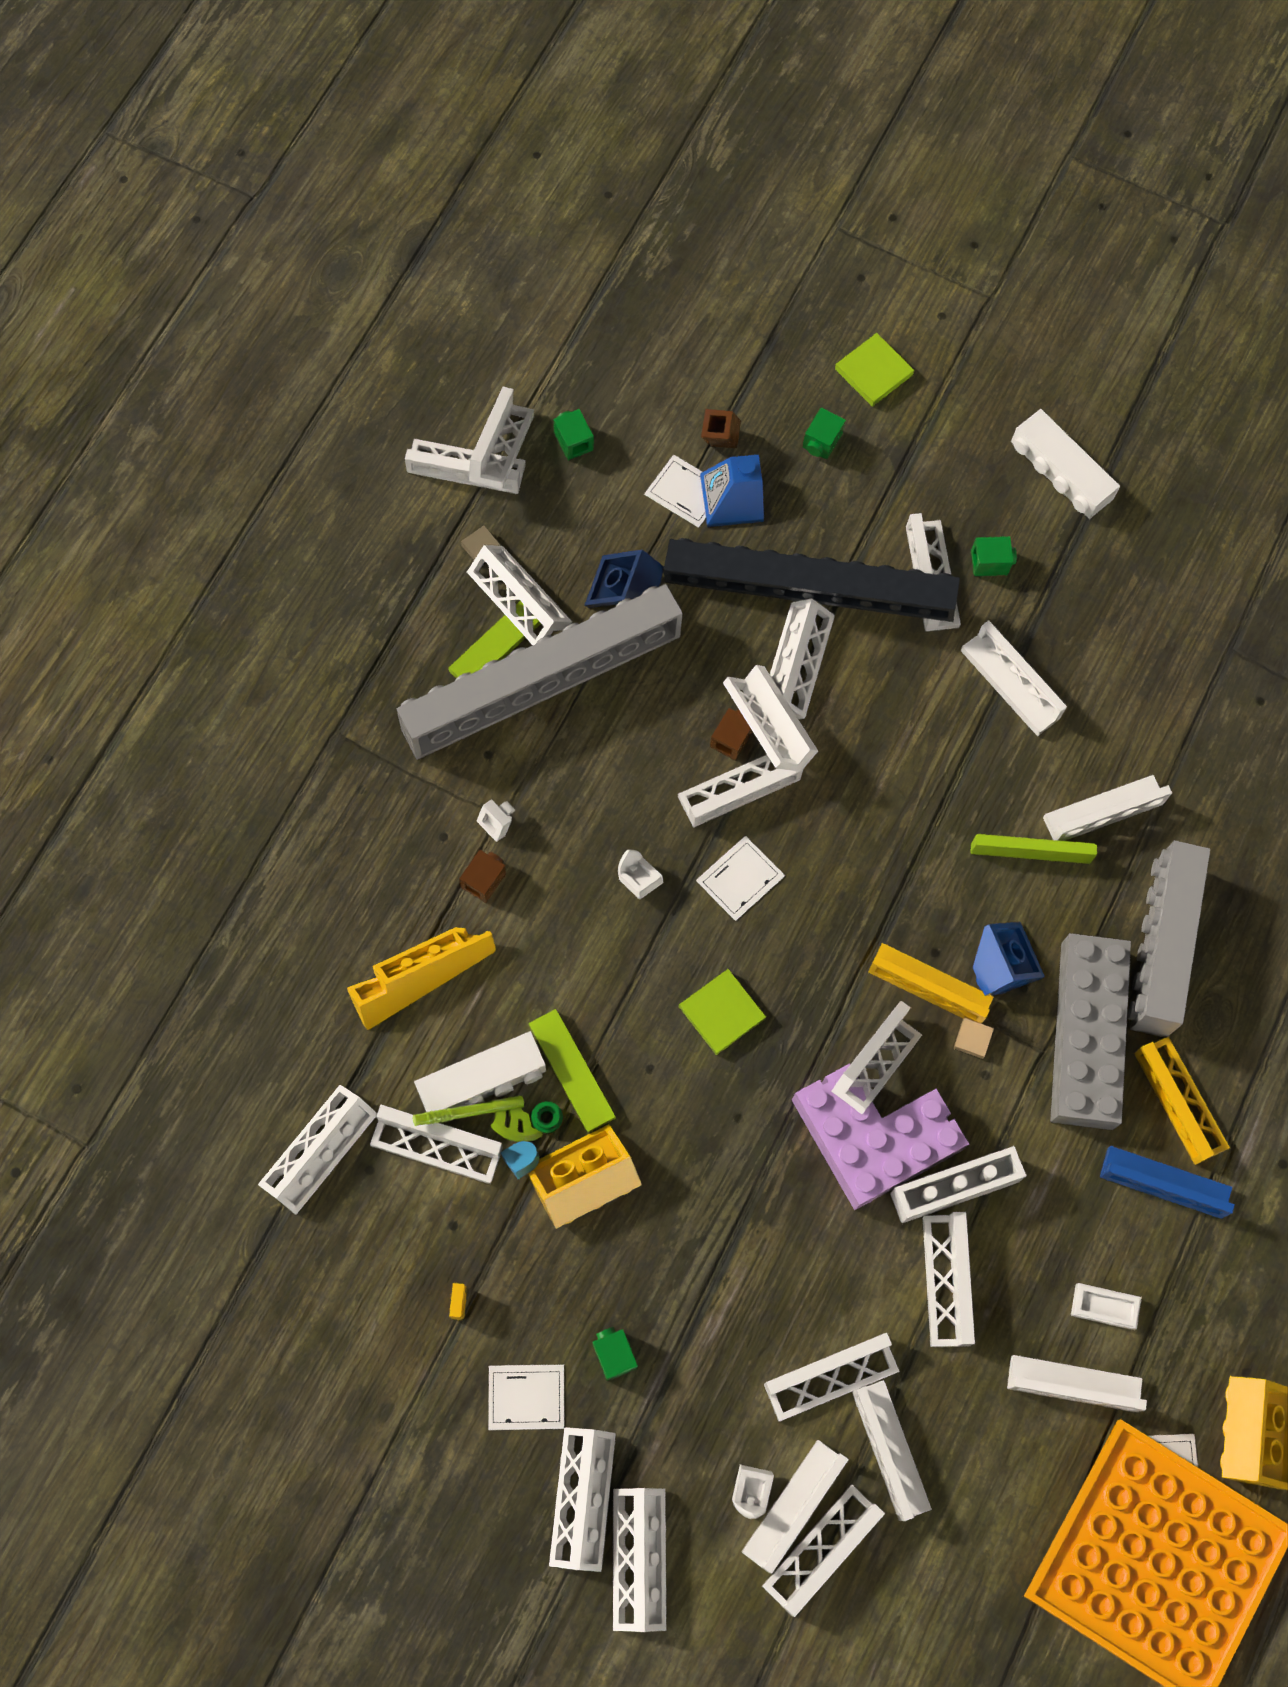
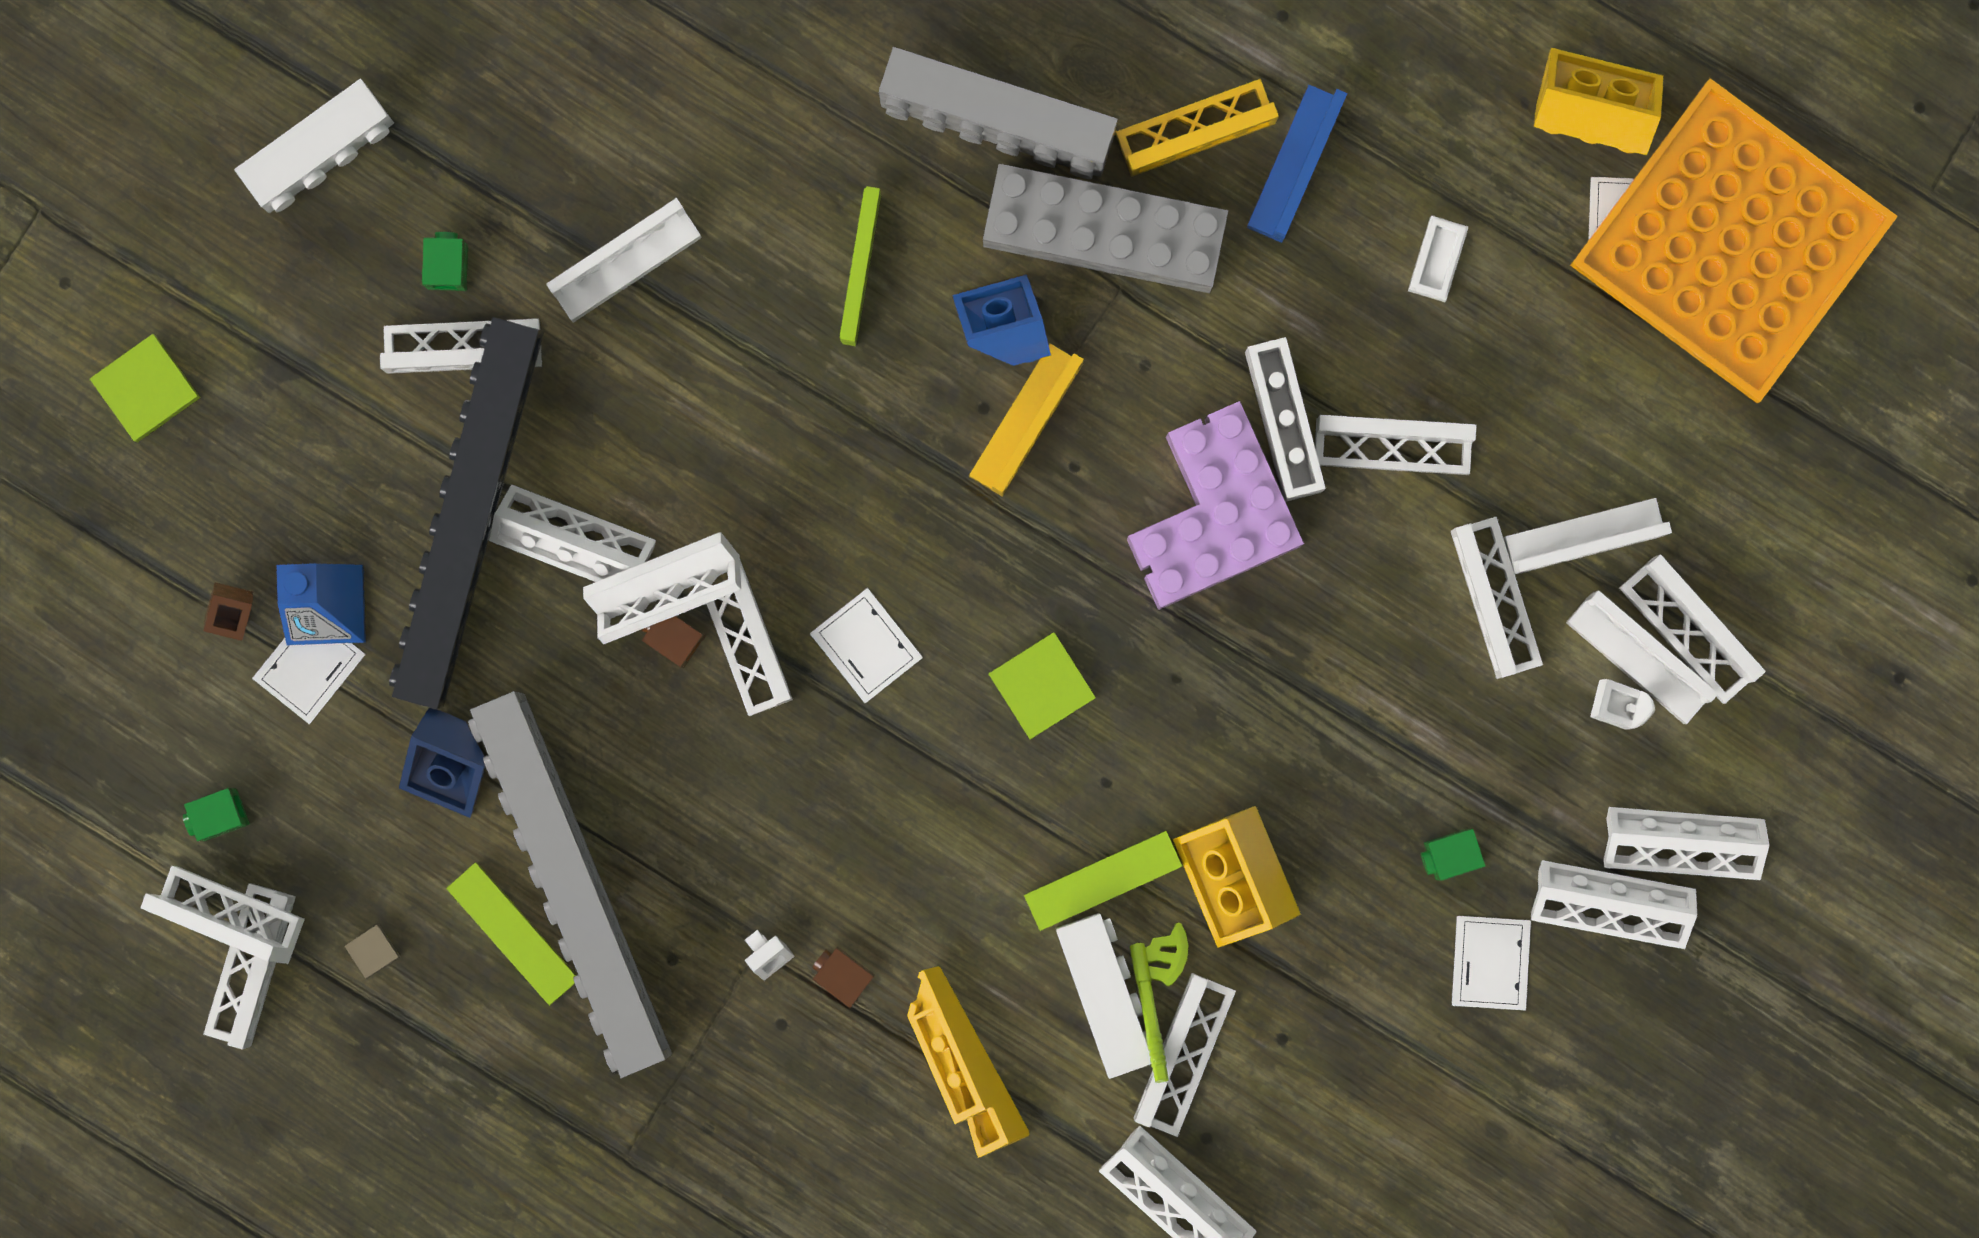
camera: 80 degrees left, 15 degrees up
(458, 1301) = (1377, 1038): yellow tile -> none
(521, 1158) = (1209, 950): dark azure tile -> none
(522, 585) = (448, 902): white fence -> none
(546, 1107) = (1172, 915): green plate -> none
(638, 874) = (856, 776): white plate -> none
(823, 434) = (243, 471): green brick -> none
(871, 1051) = (1115, 505): white fence -> none
(973, 1038) = (1099, 374): tan tile -> none
(1076, 1384) = (1527, 309): white fence -> none
(1106, 808) = (811, 165): white fence -> none

